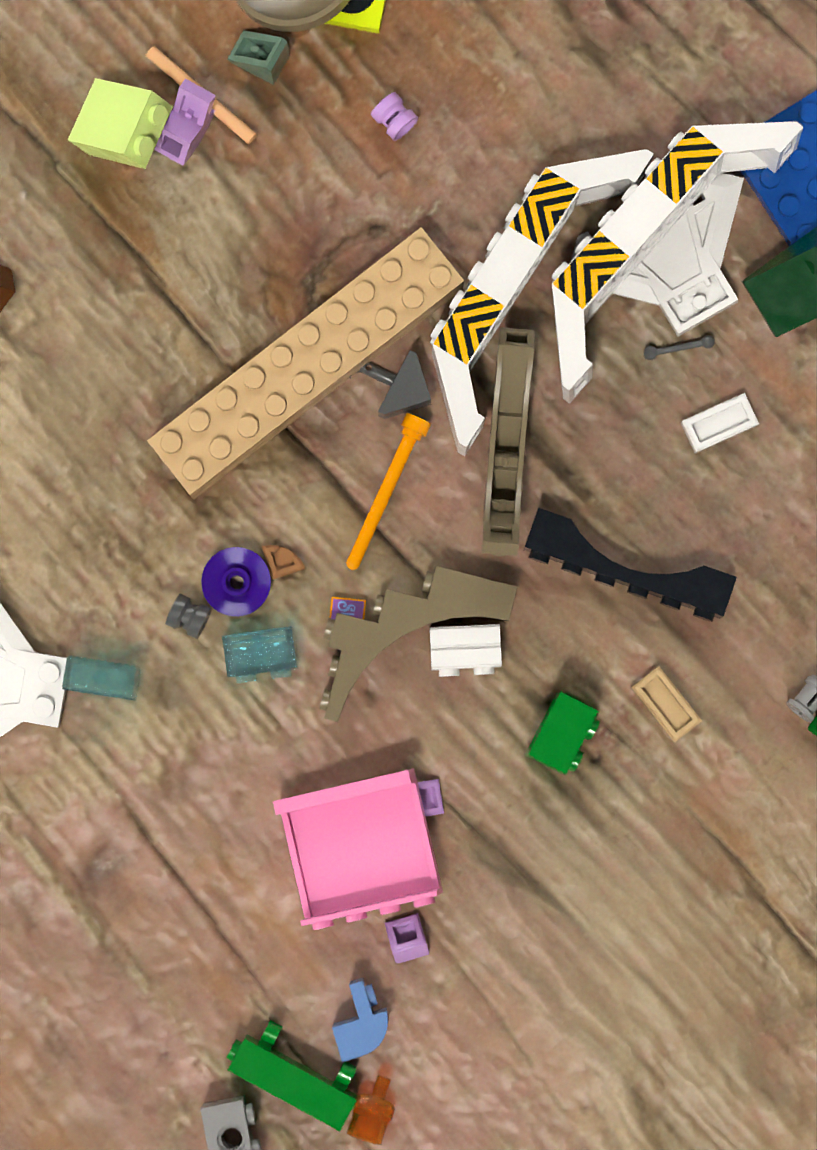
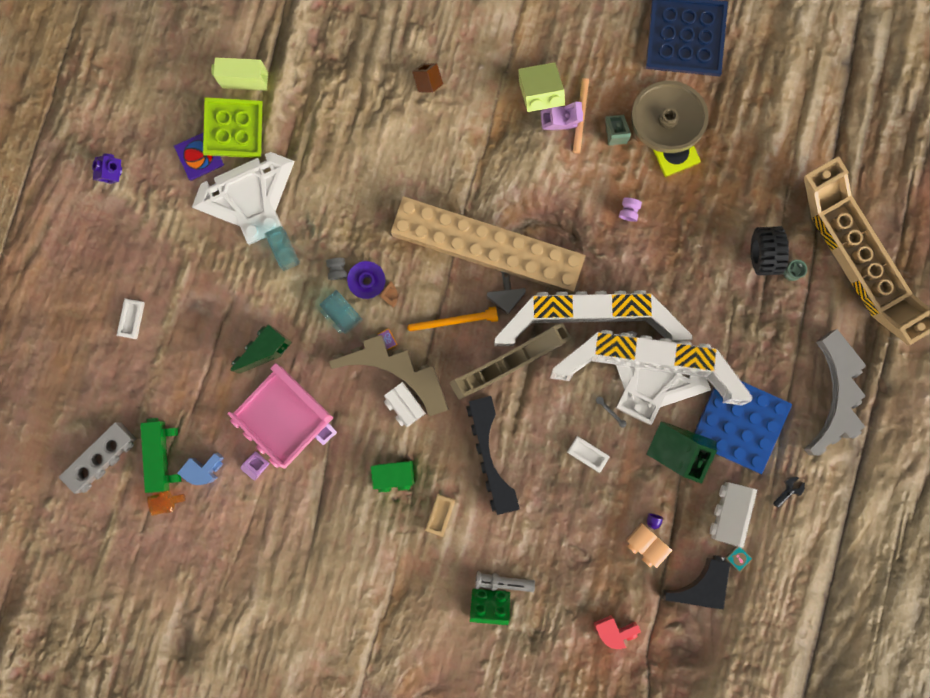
camera: 60 degrees right, 0 degrees up
(52, 984) = (130, 318): none -> white tile
(241, 803) = (265, 348): none -> dark green slope

